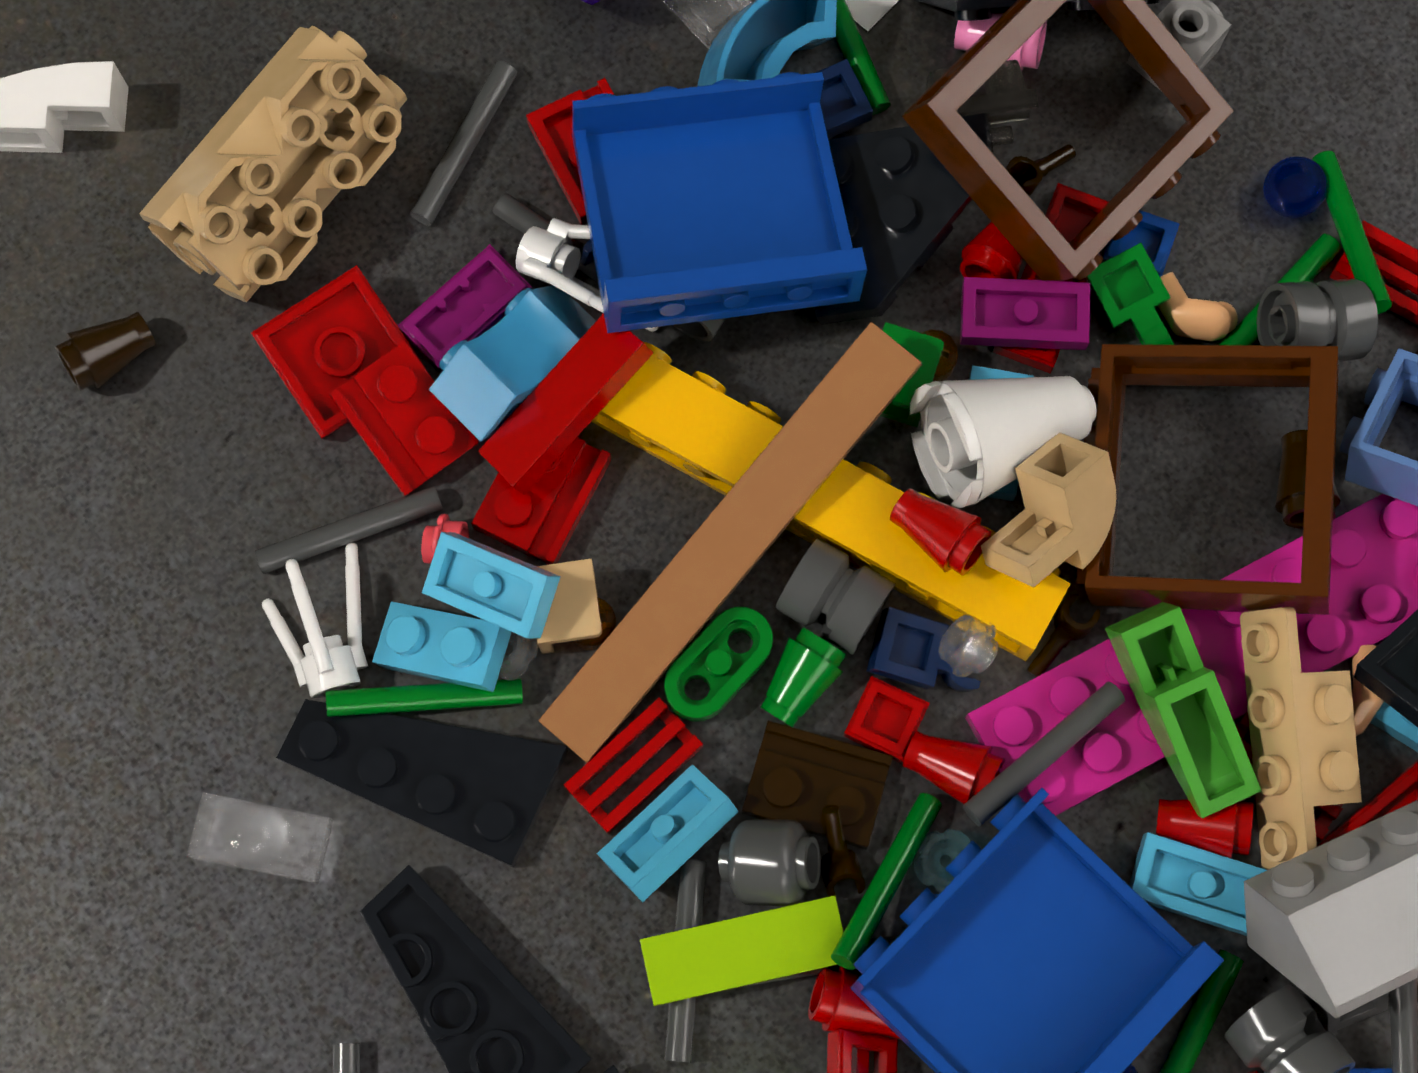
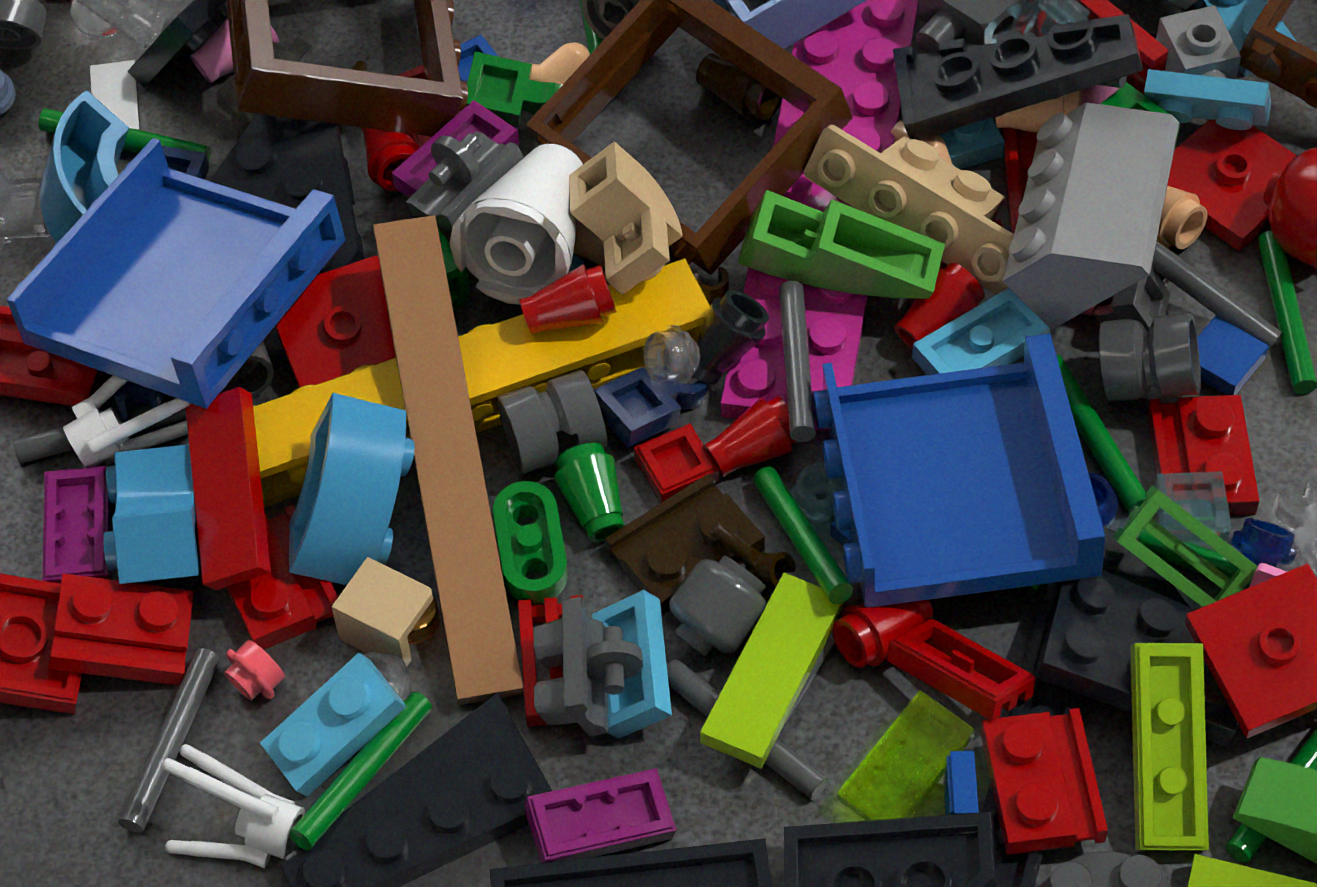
camera: 50 degrees left, 20 degrees down
(491, 585) = (321, 635): medium azure plate -> none
(518, 912) = (600, 817): none -> magenta plate
(628, 808) = (593, 666): none -> dark grey hips
(637, 497) = (349, 489): none -> dark azure brick
(786, 355) = (337, 324): none -> red plate
(996, 345) = (461, 176): none -> dark grey hips
(1028, 677) = (728, 334): none -> black cone

